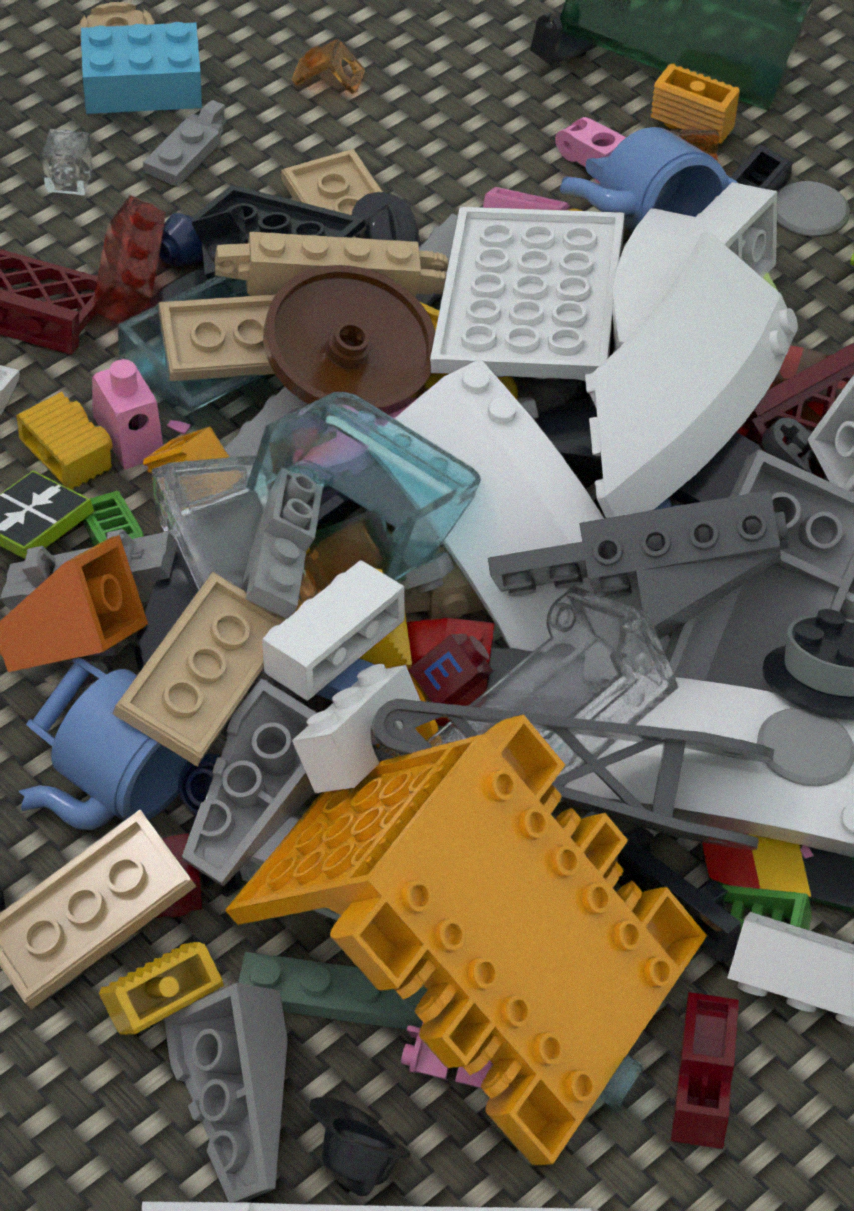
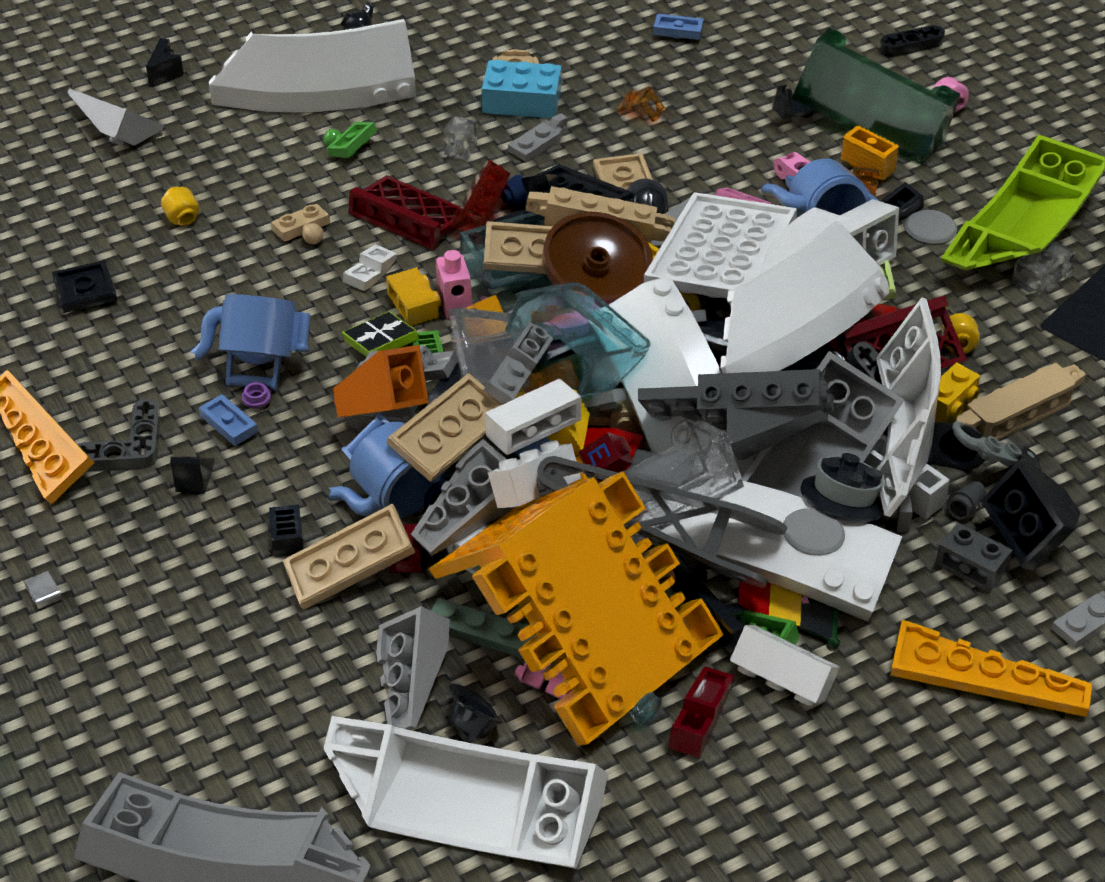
camera: 15 degrees right, 5 degrees down
(161, 988) = (379, 606): yellow brick -> none

